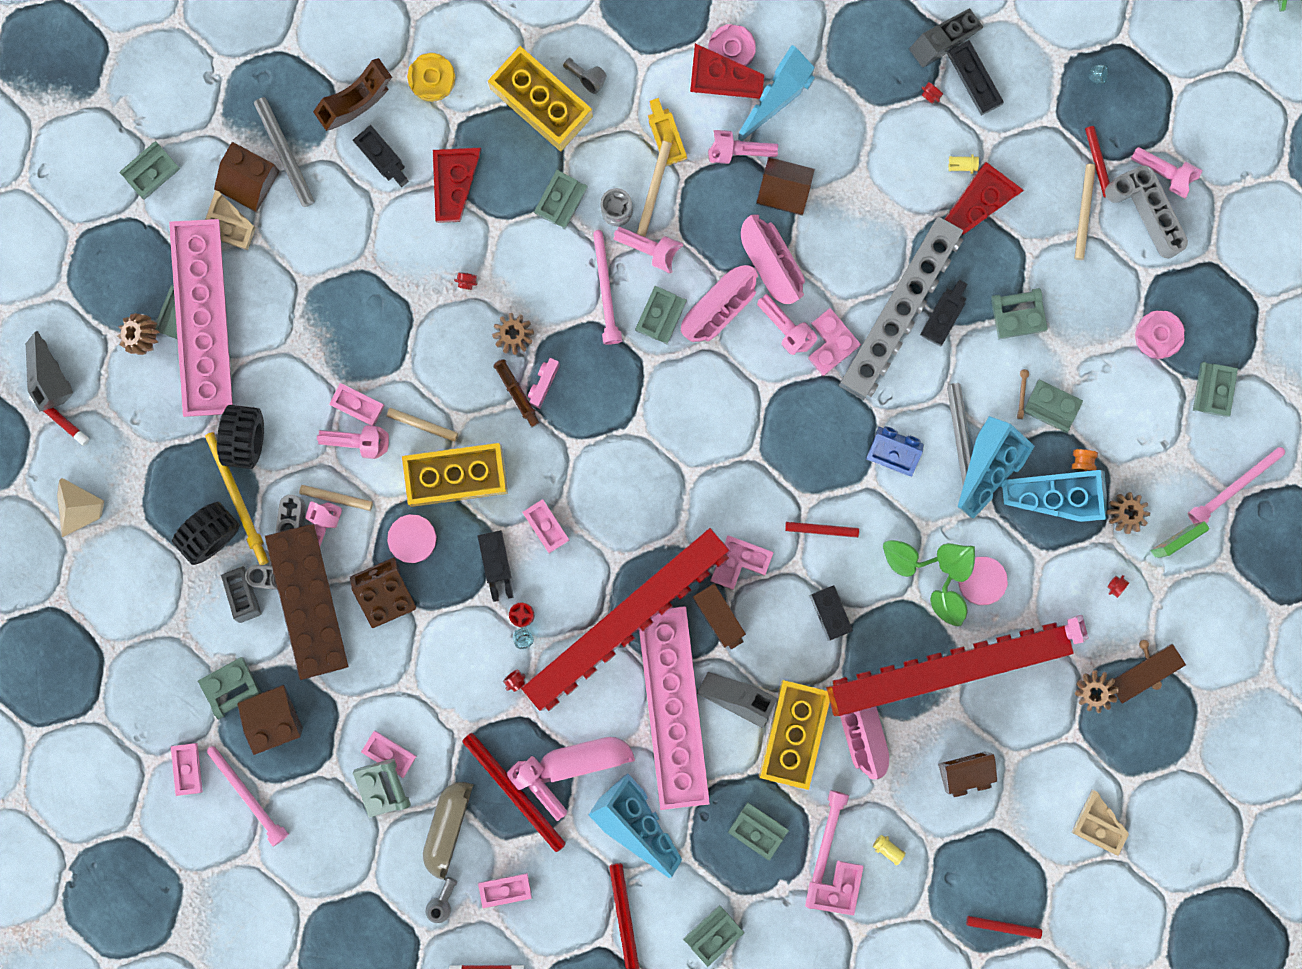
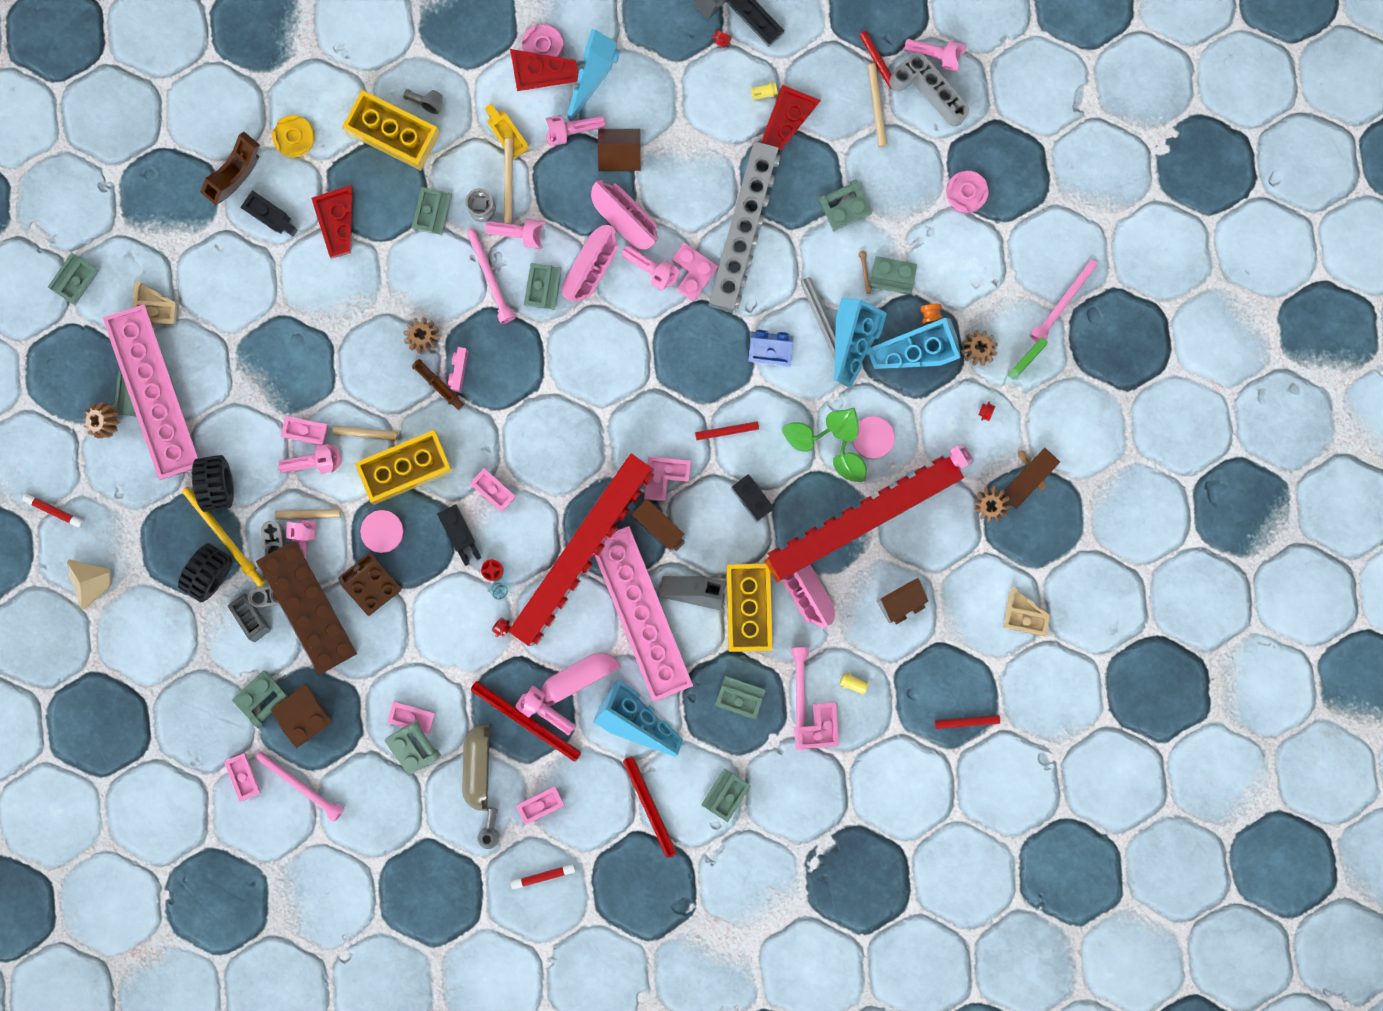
camera: 20 degrees left, 0 degrees up
(44, 378) = (31, 479): dark grey slope -> none
(245, 176) = (157, 262): reddish brown slope -> none
(284, 152) = (183, 231): light grey axle -> none
(466, 280) = (369, 301): red plate -> none
(945, 314) = (782, 222): black hinge -> none
(1215, 389) = (1025, 225): sand green plate -> none

